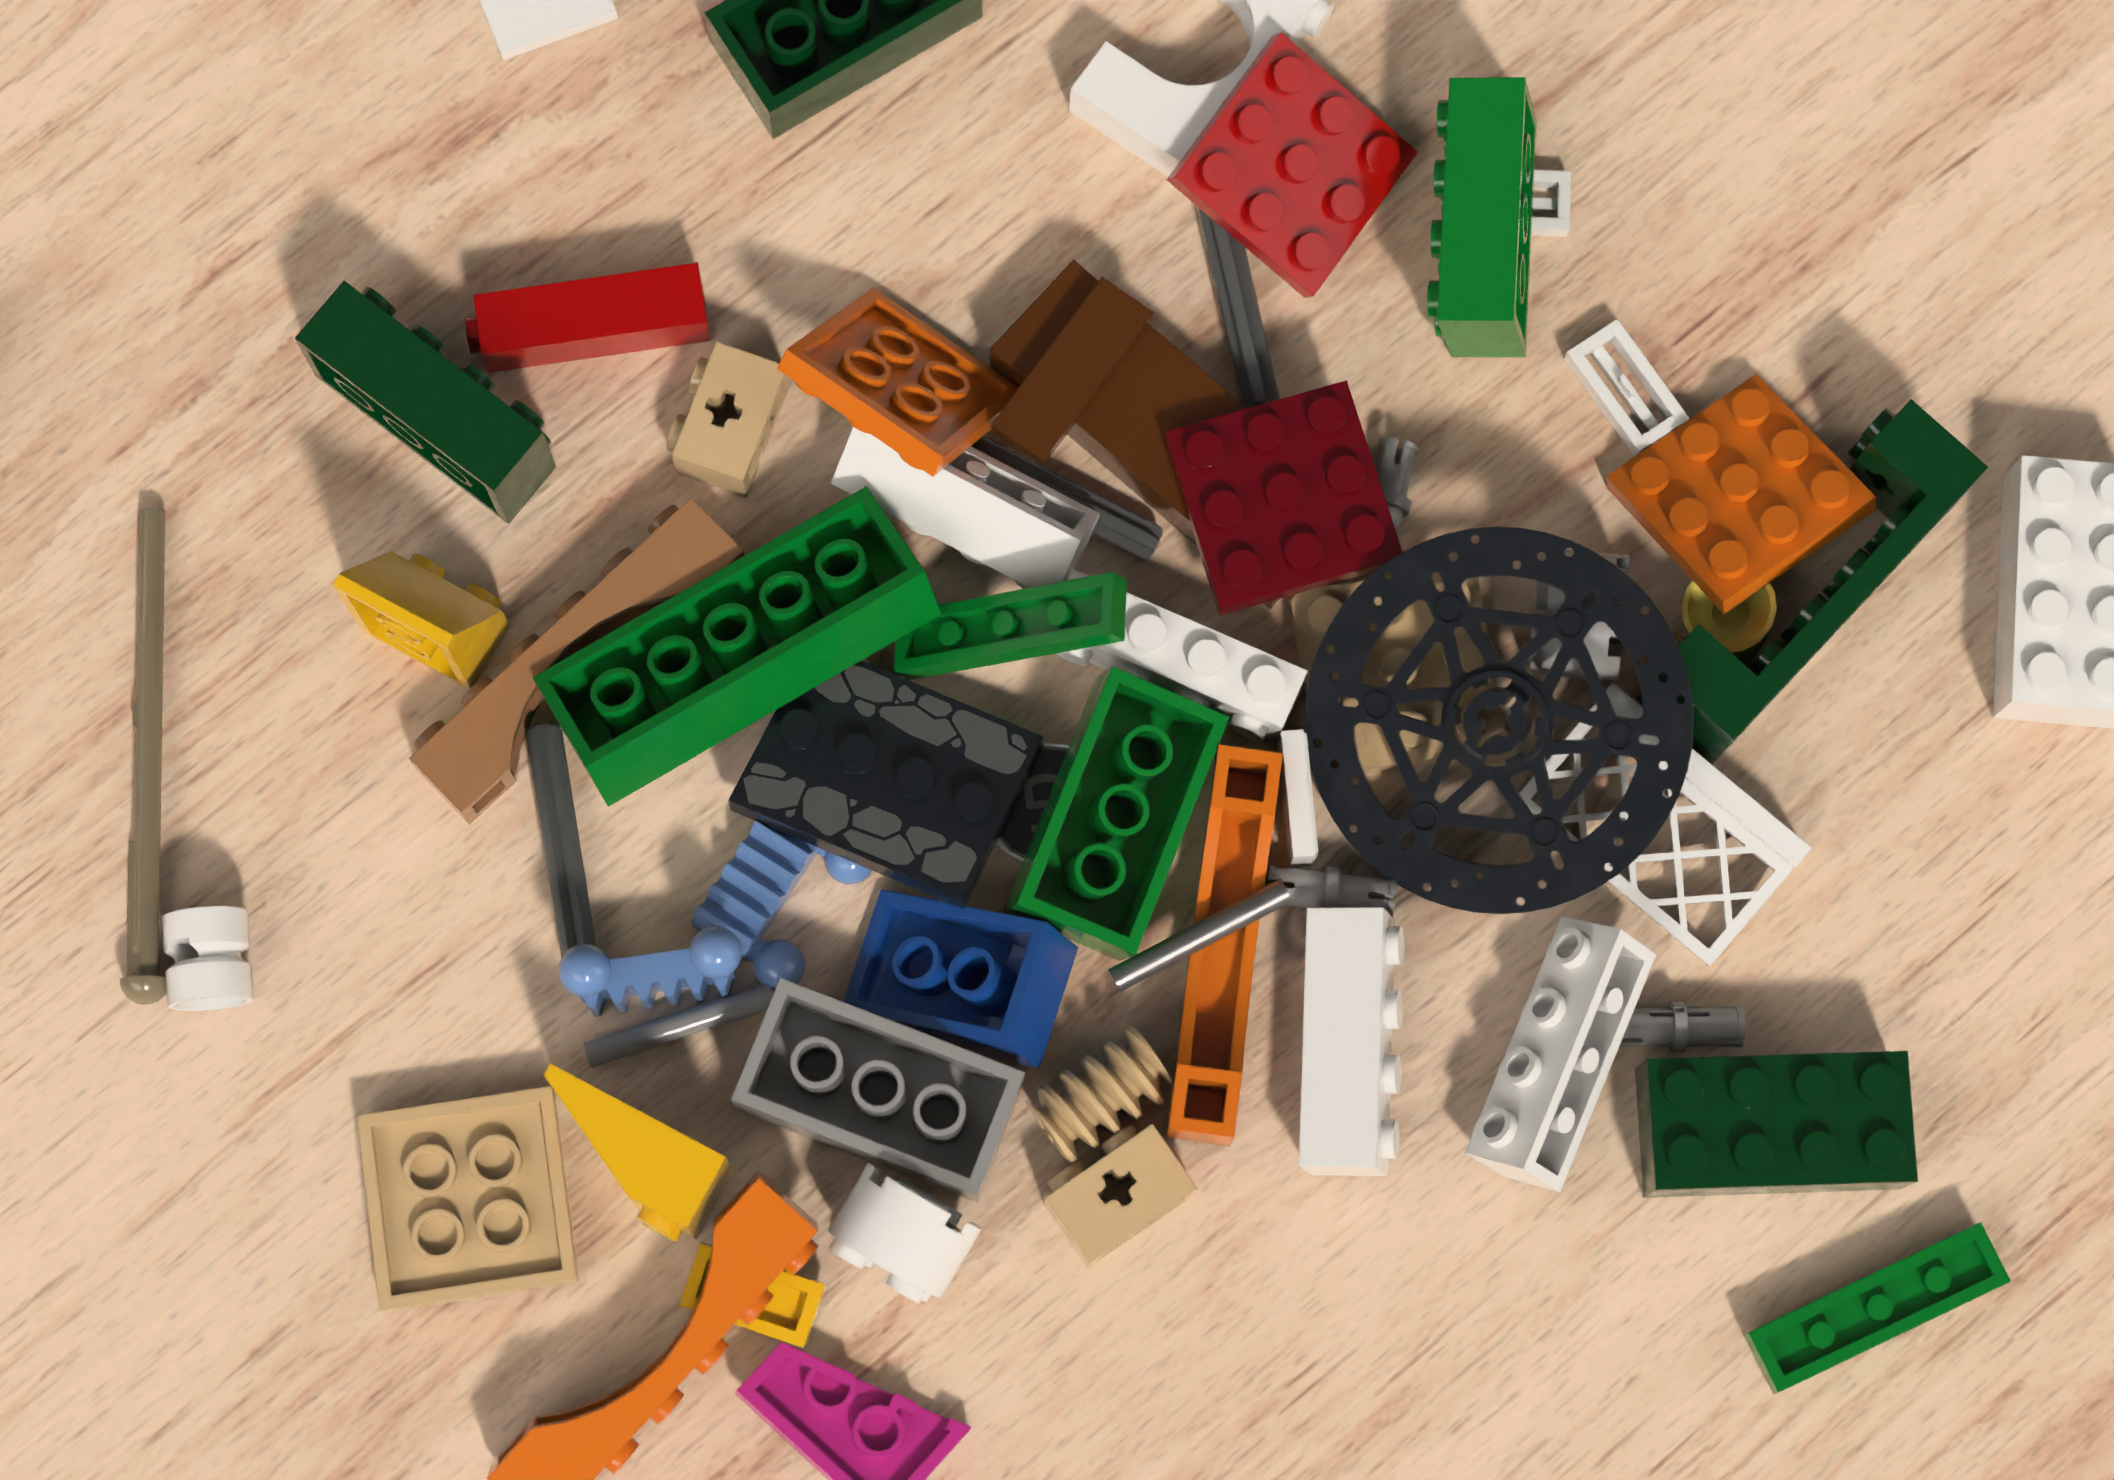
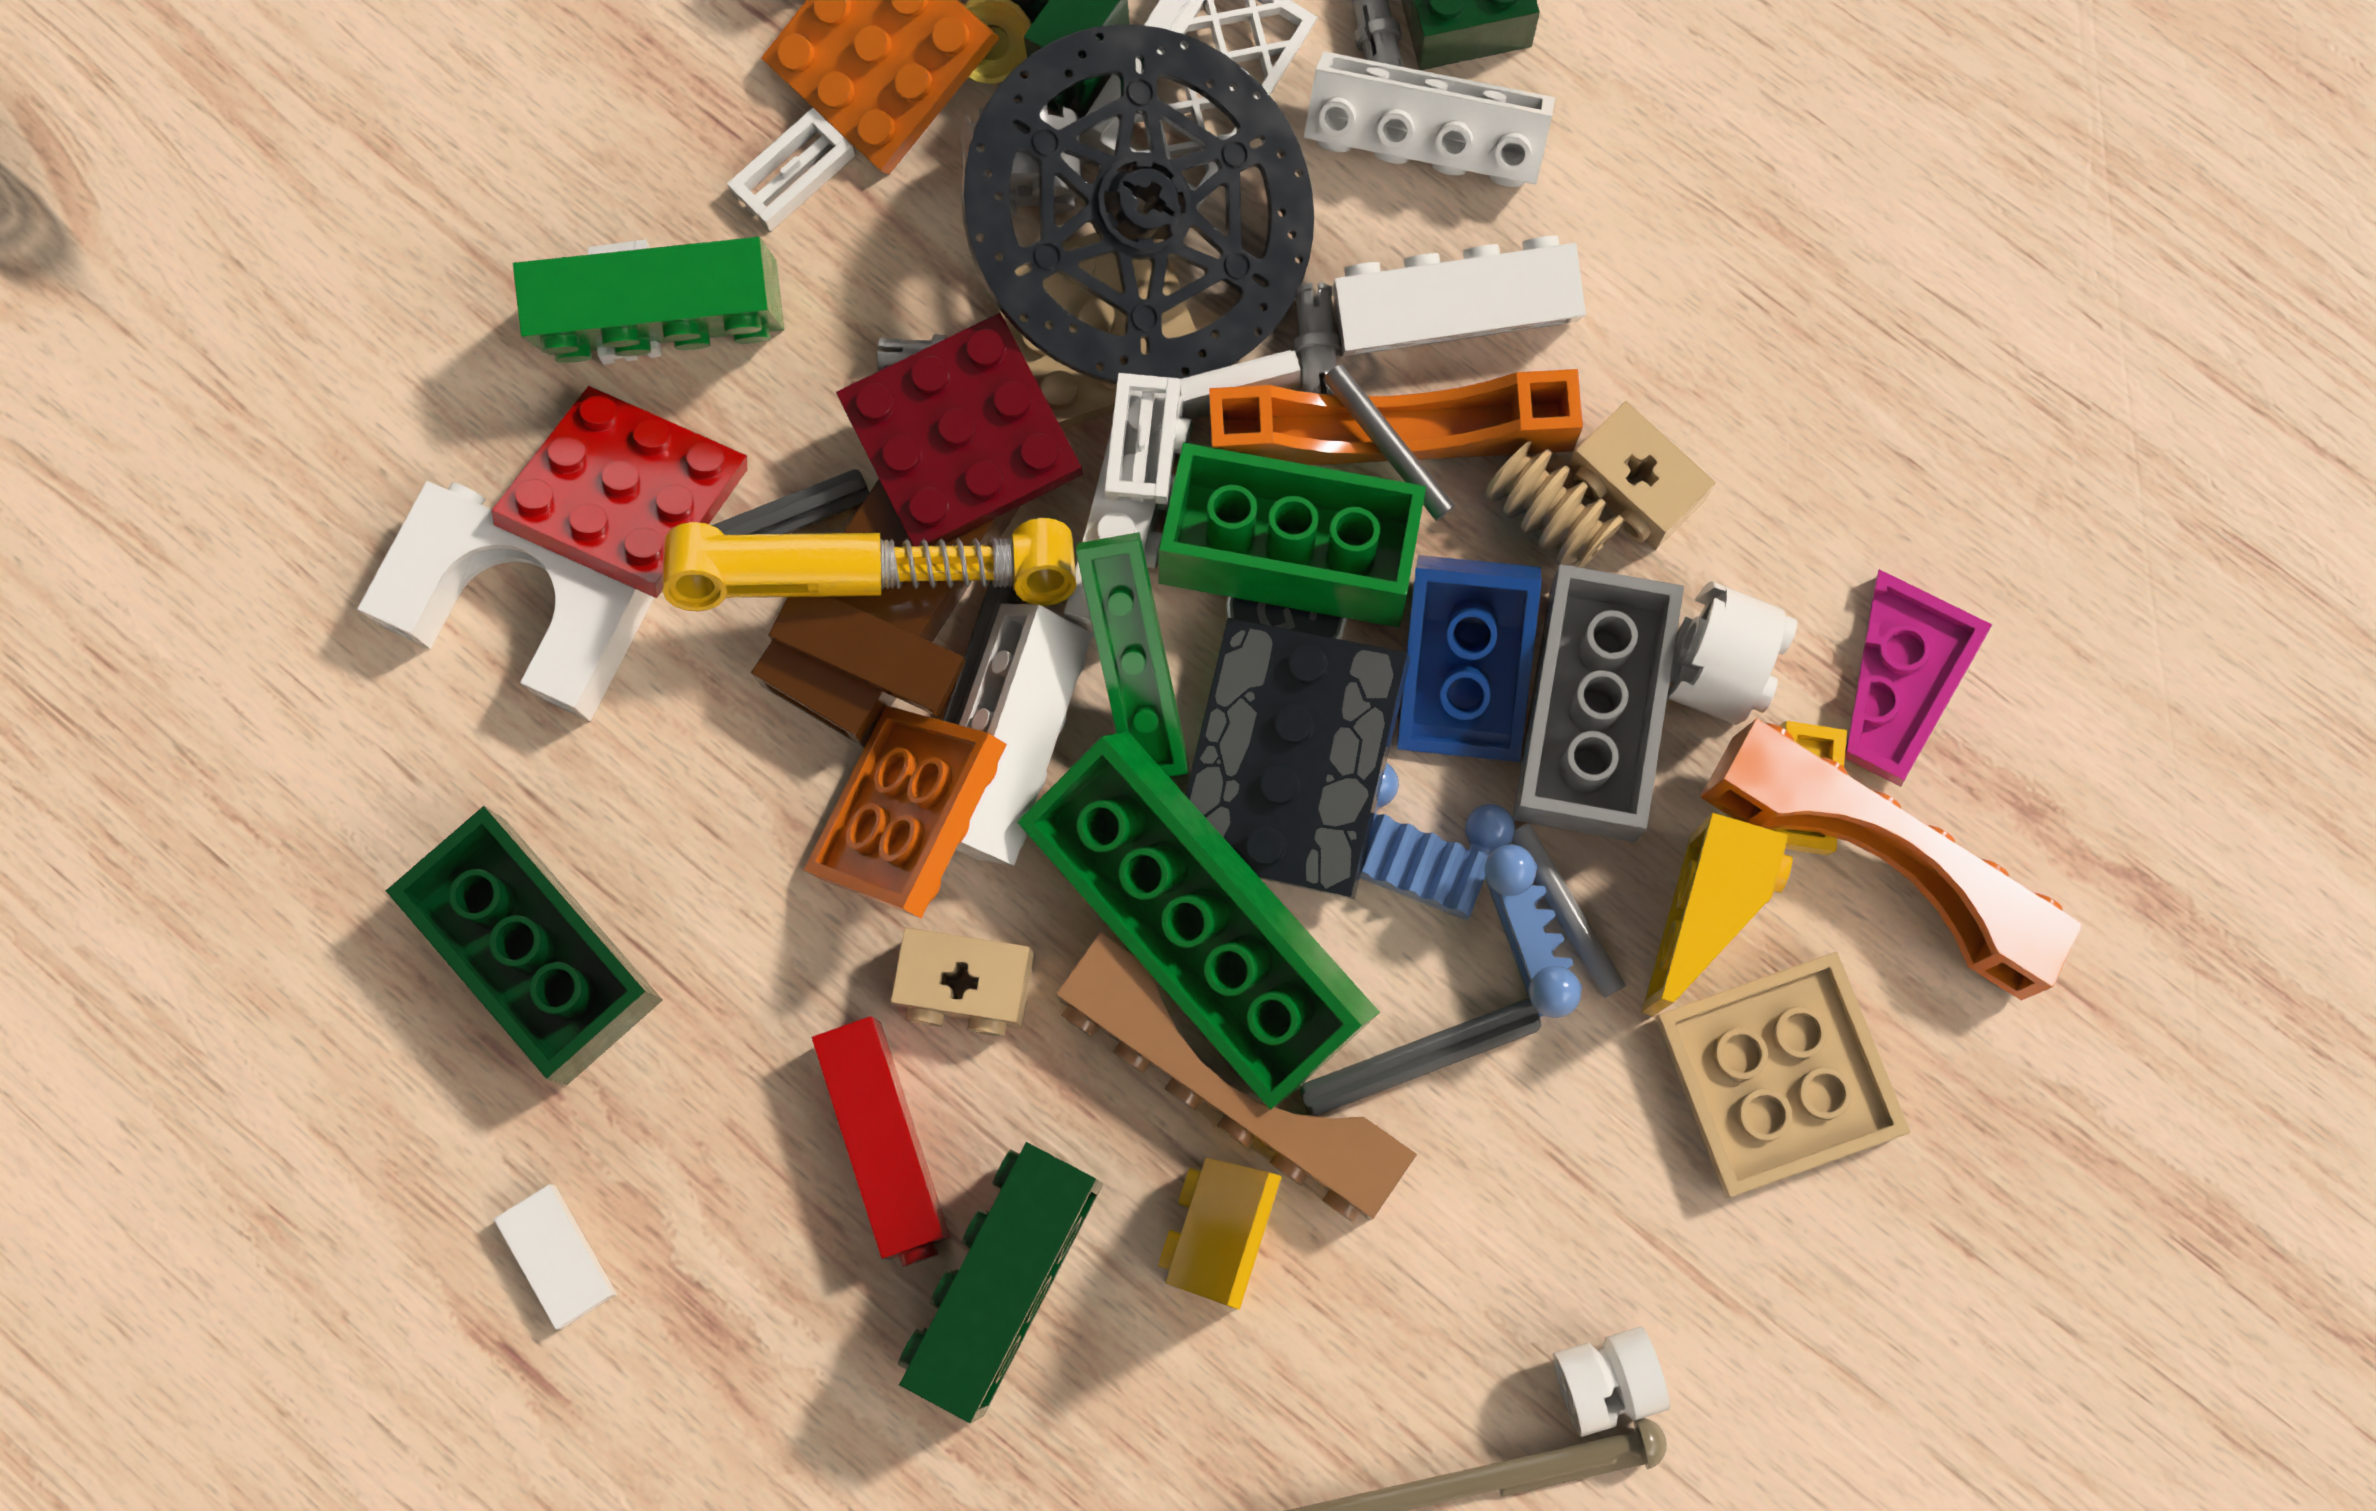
camera: 90 degrees left, 0 degrees up
(1171, 226) = (708, 566): none -> yellow piece
(1230, 697) = (1137, 488): none -> white tile

